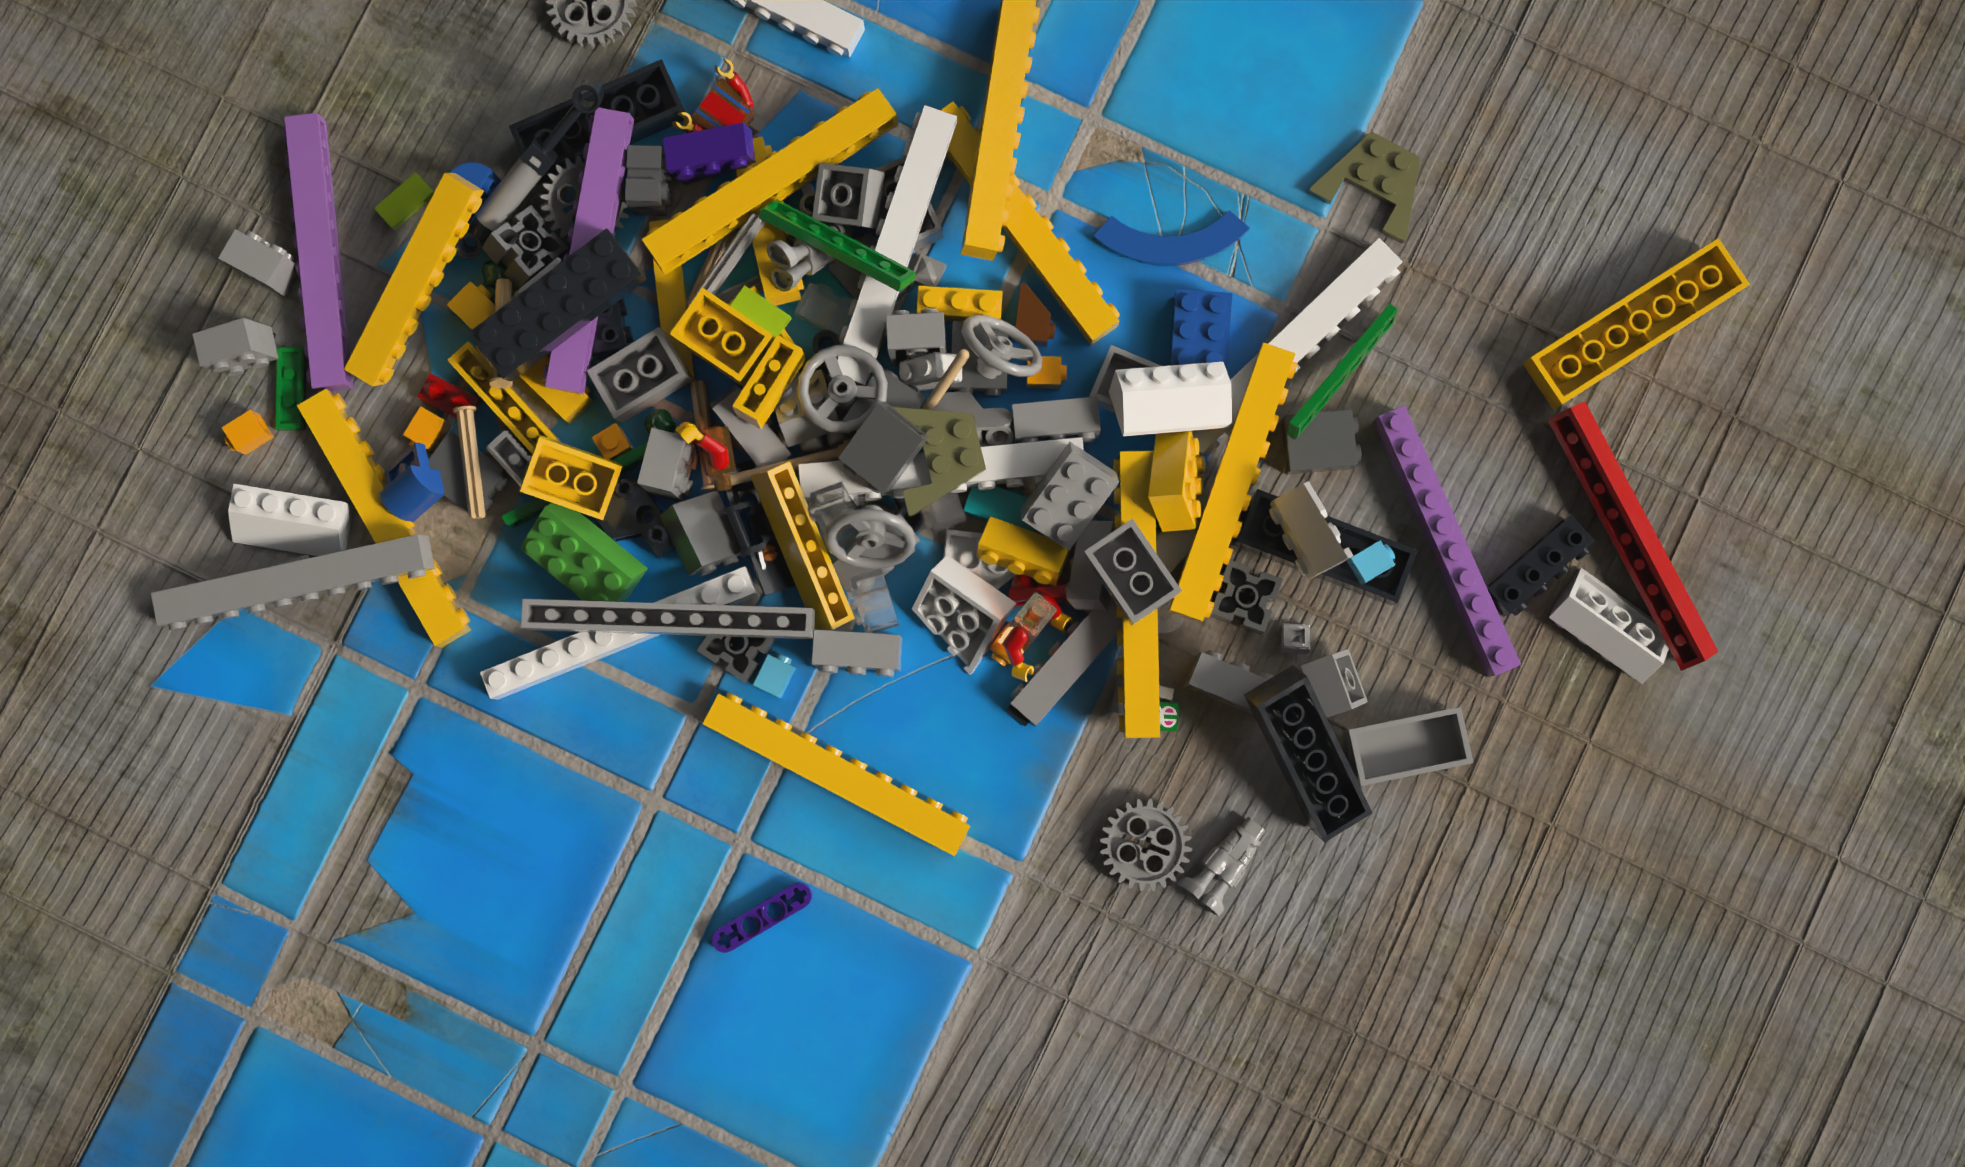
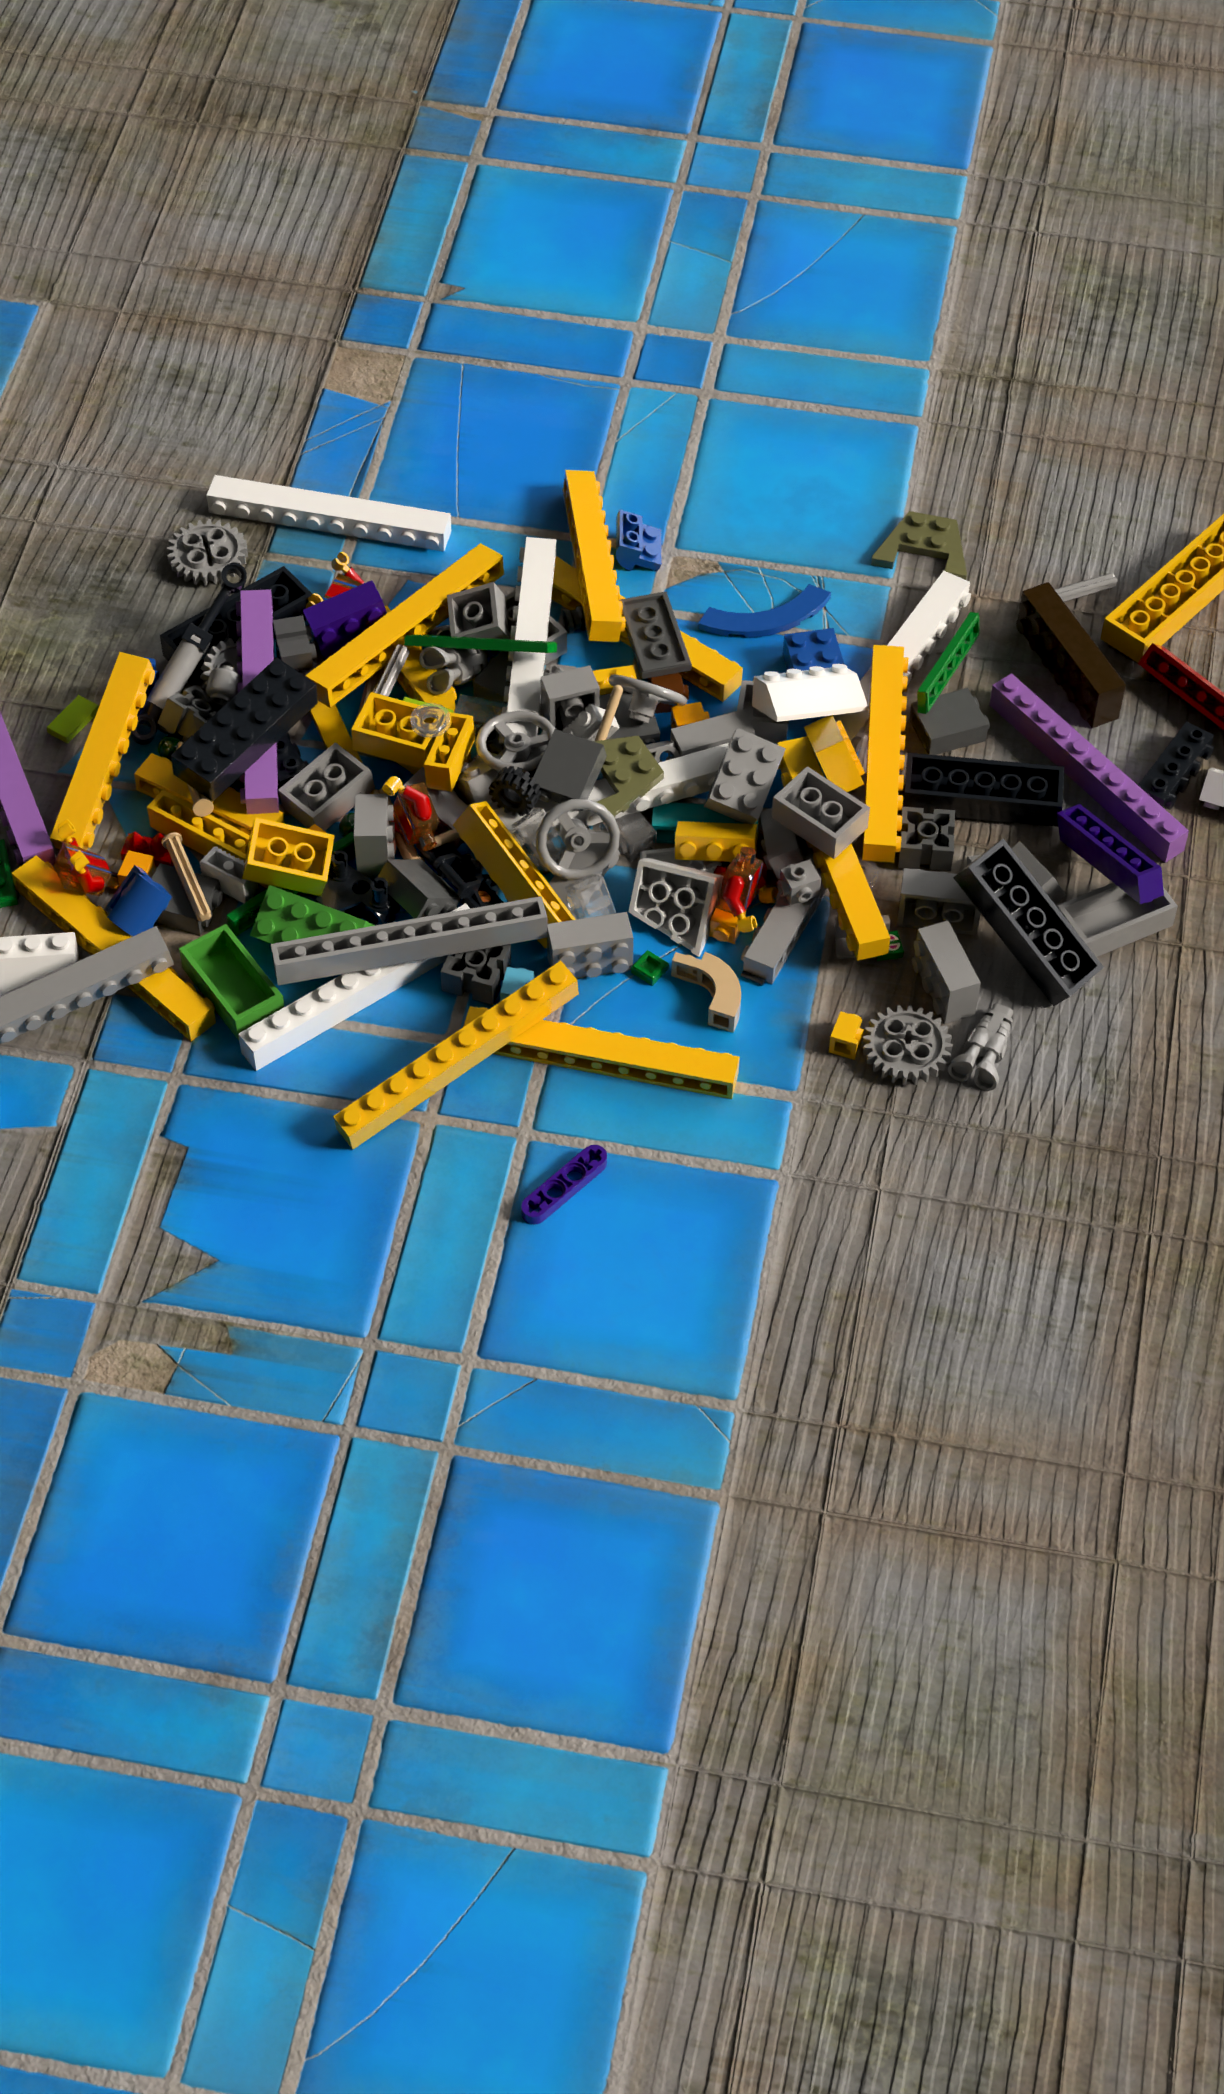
camera: 20 degrees left, 30 degrees down
(368, 417) = (79, 868): none -> torso
(489, 597) = (230, 979): none -> bright green piece
(556, 221) = (223, 684): none -> light grey head
(689, 757) = (456, 1055): none -> yellow brick
(748, 333) = (430, 729): none -> clear piece
(820, 462) = (514, 791): none -> black tyre
(917, 677) = (649, 967): none -> green tile
(959, 198) = (574, 619): none -> pearl dark grey wheel
(983, 726) = (718, 980): none -> tan arch
(1036, 254) = (654, 635): none -> dark grey tile
(1059, 107) = (637, 542): none -> blue brick
(1089, 816) = (846, 1035): none -> yellow brick
(1100, 636) = (799, 882): none -> light grey brick
(1209, 776) = (946, 972): none -> light grey brick
(1307, 531) = (967, 757): white wedge -> none
(1371, 562) = (1027, 776): medium azure brick -> none
(1424, 687) = (1110, 854): none -> dark purple brick
(1477, 391) = (1070, 655): none -> dark brown brick
(1510, 292) = (1087, 587): none -> light grey axle

